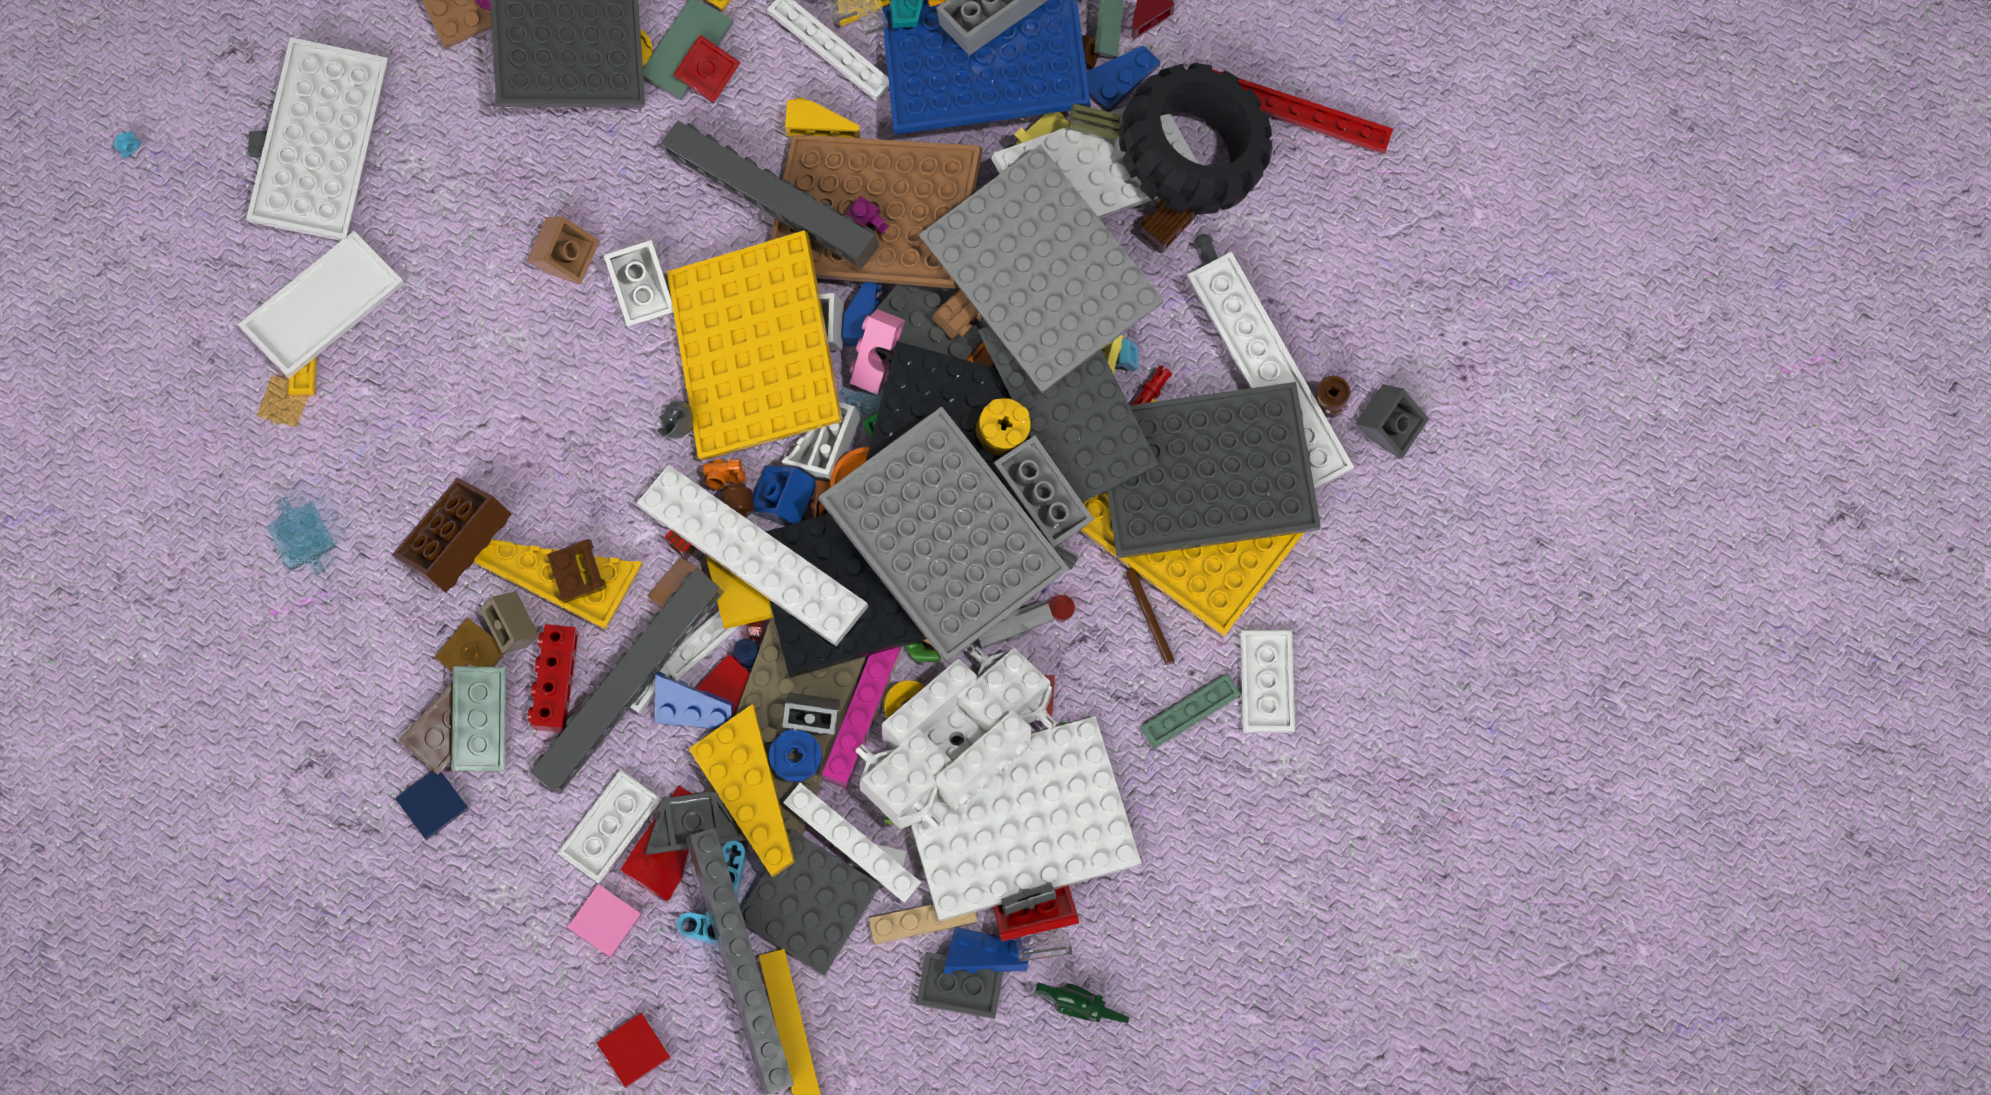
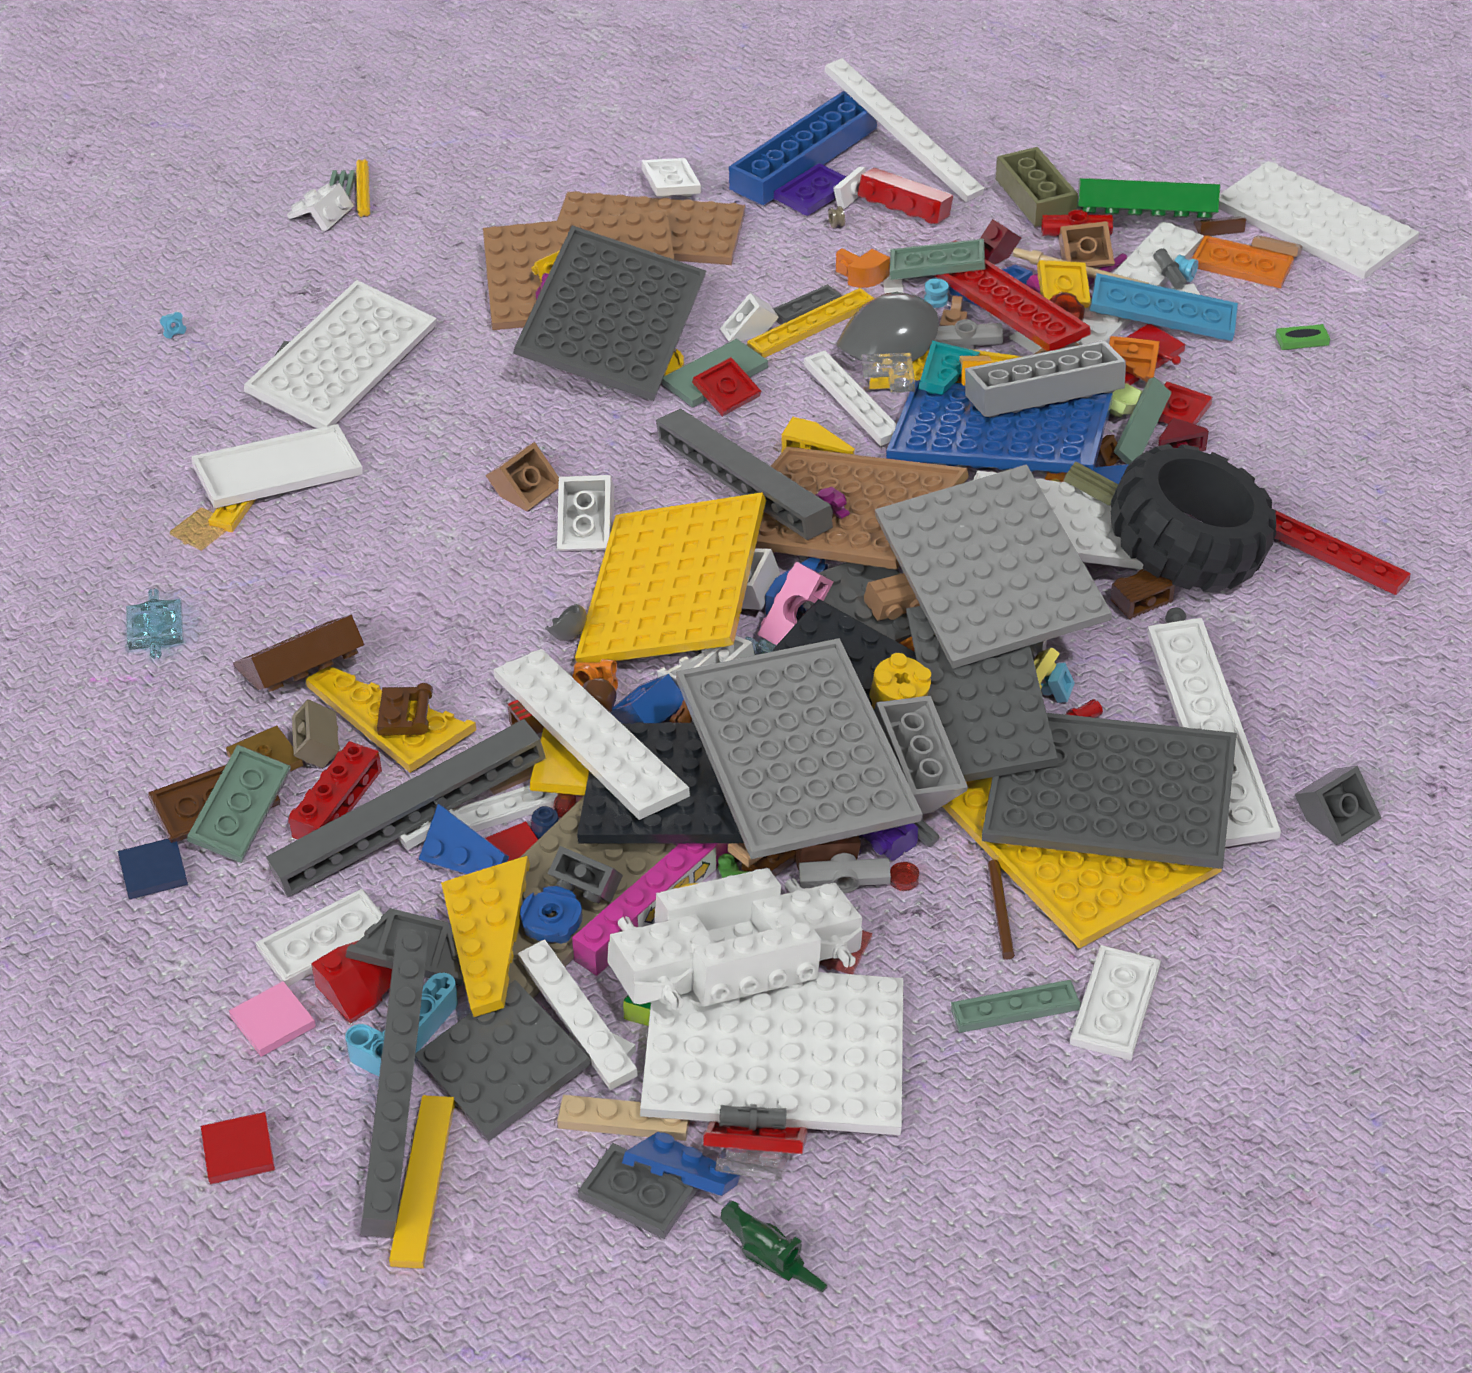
camera: 20 degrees right, 30 degrees down
(1332, 395) = (1276, 764): reddish brown wheel -> none

